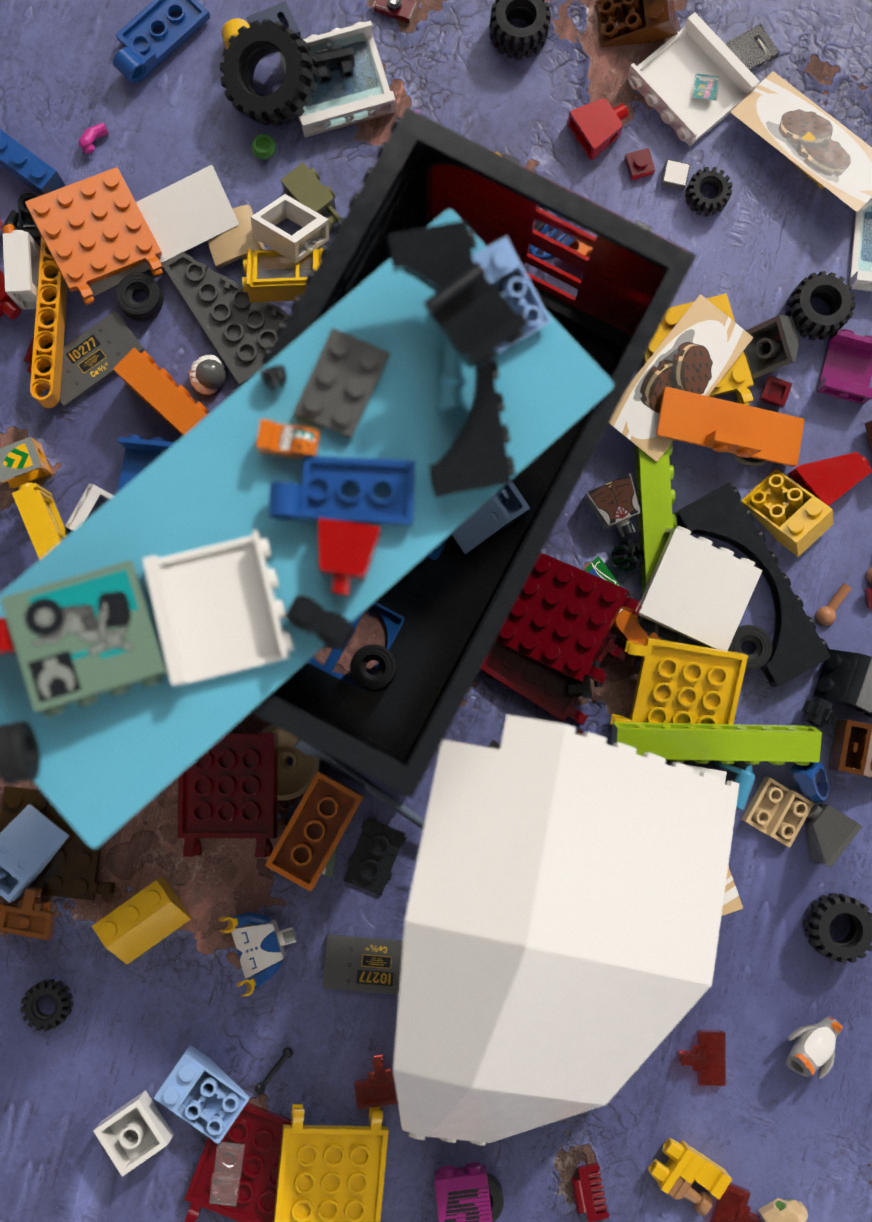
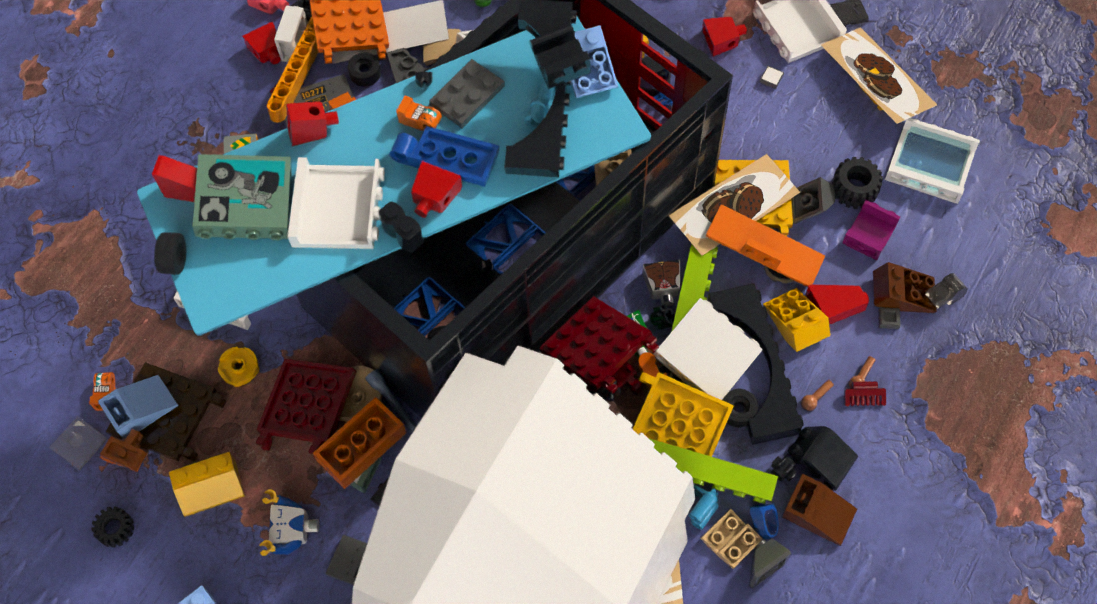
camera: 25 degrees right, 20 degrees down
(126, 495) = (308, 122): none -> red torso
(639, 163) = (747, 65): dark red plate -> none
(705, 86) = (808, 26): clear tile -> none
(708, 178) = (796, 84): black tyre -> none
(775, 391) = (808, 233): dark red plate -> none

